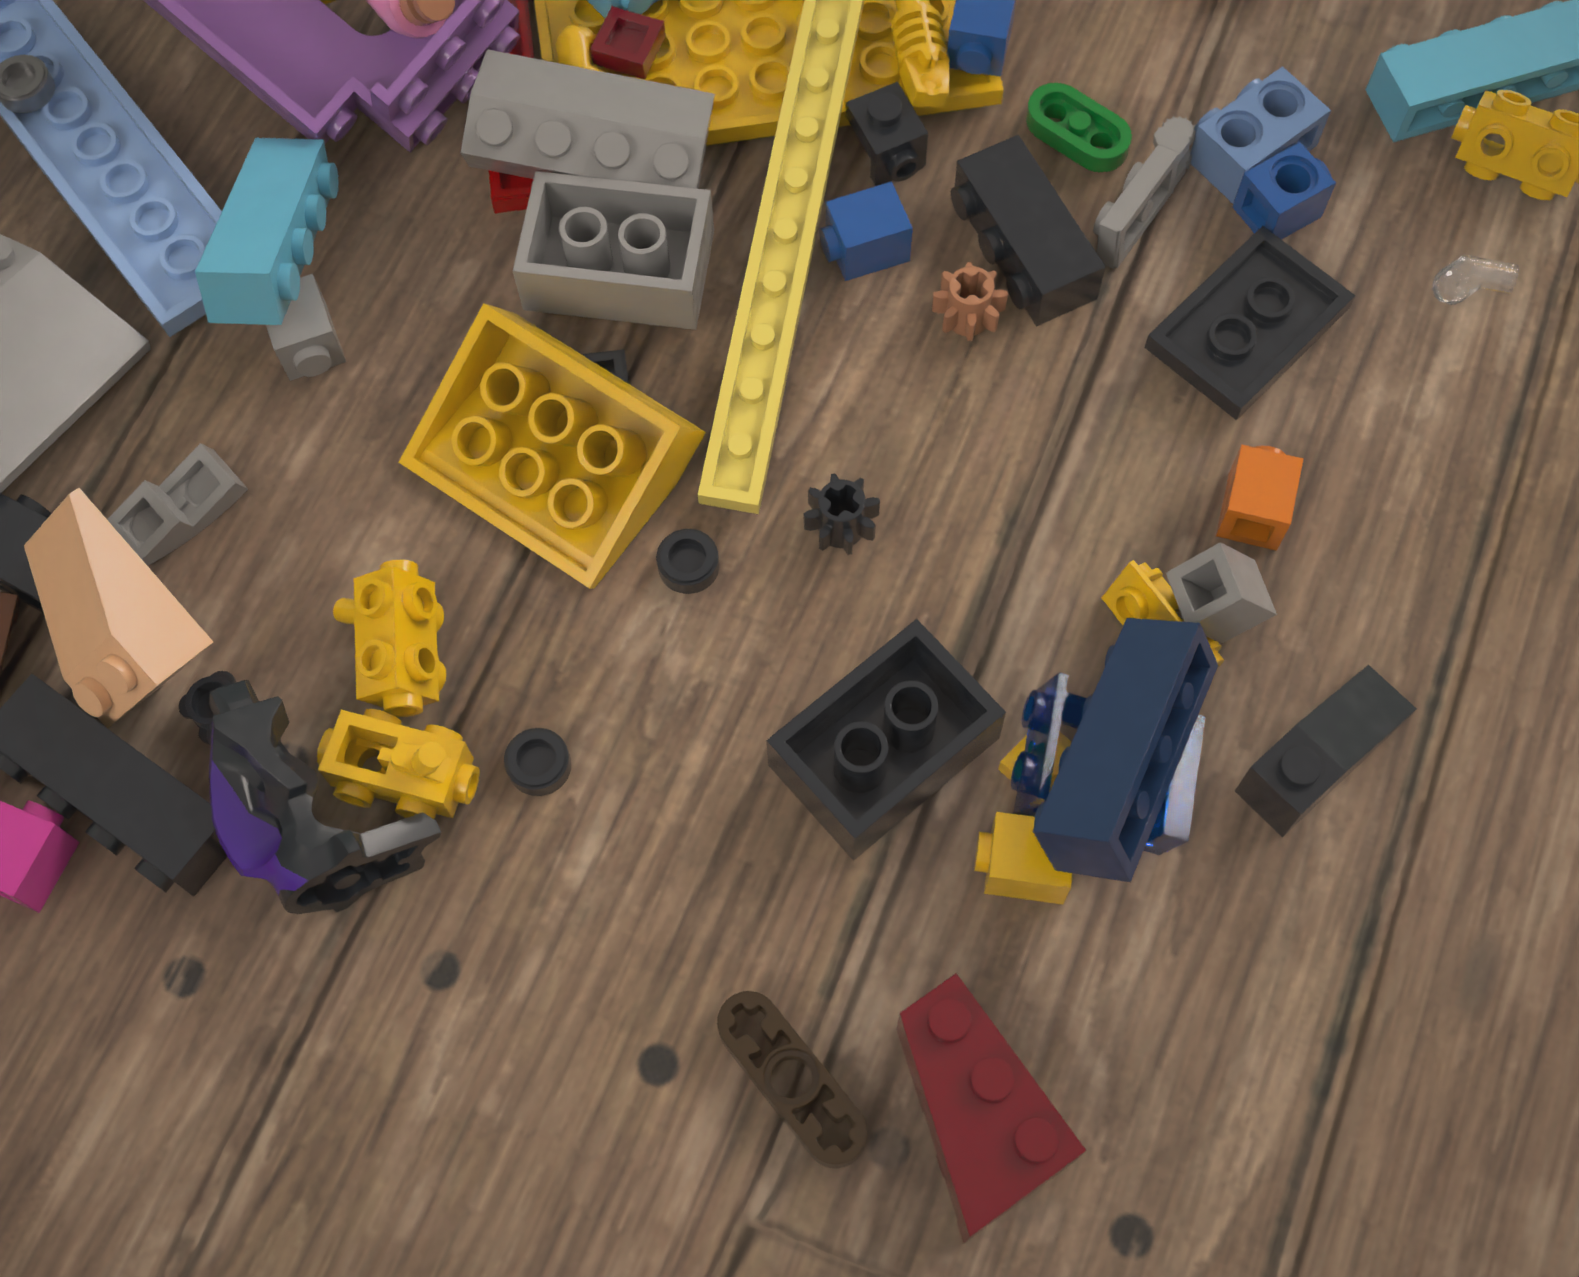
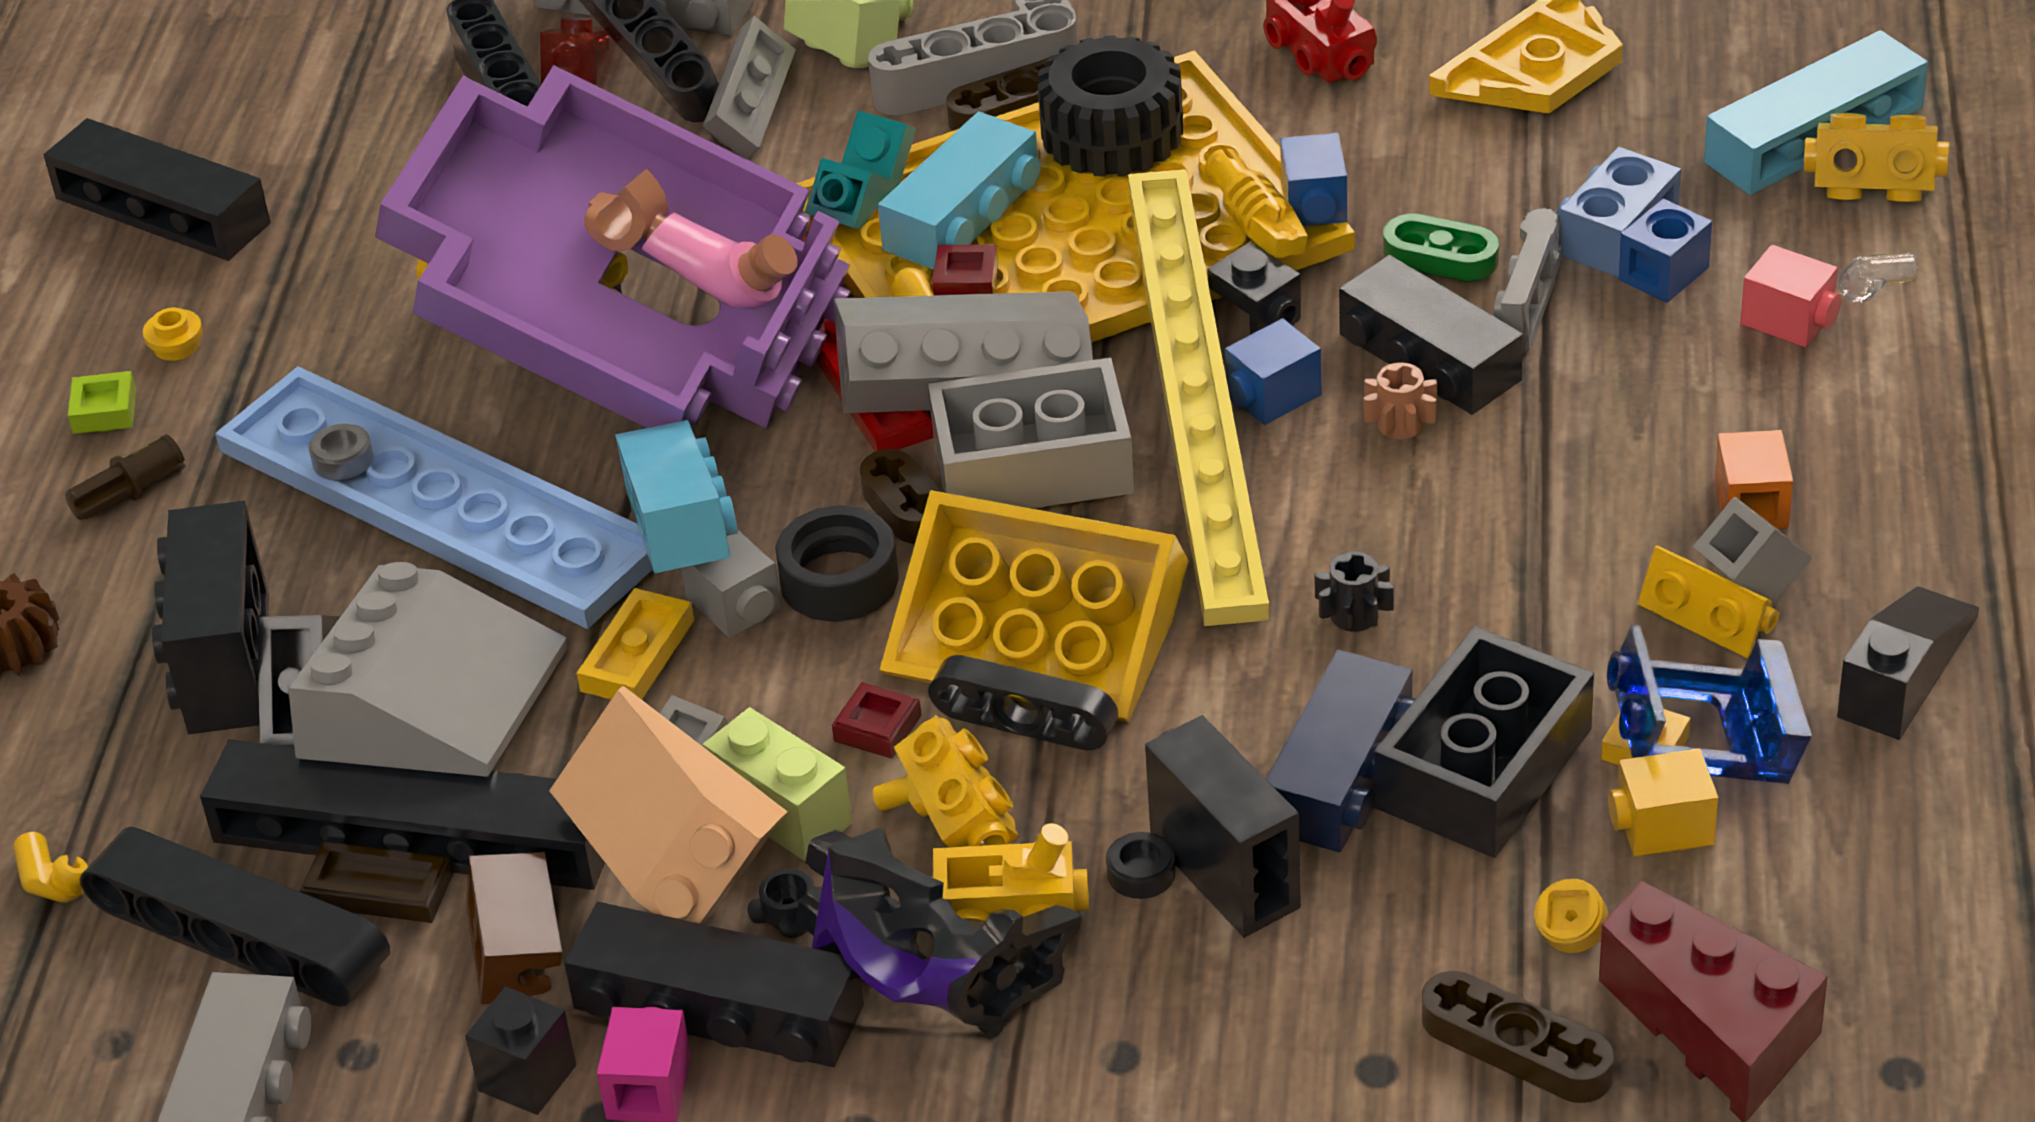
camera: 15 degrees left, 25 degrees down
(195, 375) = (636, 644): none -> yellow plate
(242, 579) = (790, 774): none -> yellowish green brick
(374, 519) = (876, 719): none -> dark red tile
(391, 297) = (844, 594): none -> black tyre
(482, 273) = (892, 501): none -> dark brown beam
(500, 548) = (980, 693): none -> black beam
(603, 766) = (1225, 825): none -> black brick
(687, 561) = (1215, 673): black tile -> none
(754, 695) = (1330, 752): none -> brick
(893, 958) = (1570, 915): none -> yellow tile
(1126, 749) = (1720, 667): dark blue brick -> none
(1249, 322) = (1678, 355): black plate -> none
(1385, 283) = (1790, 296): none -> coral brick

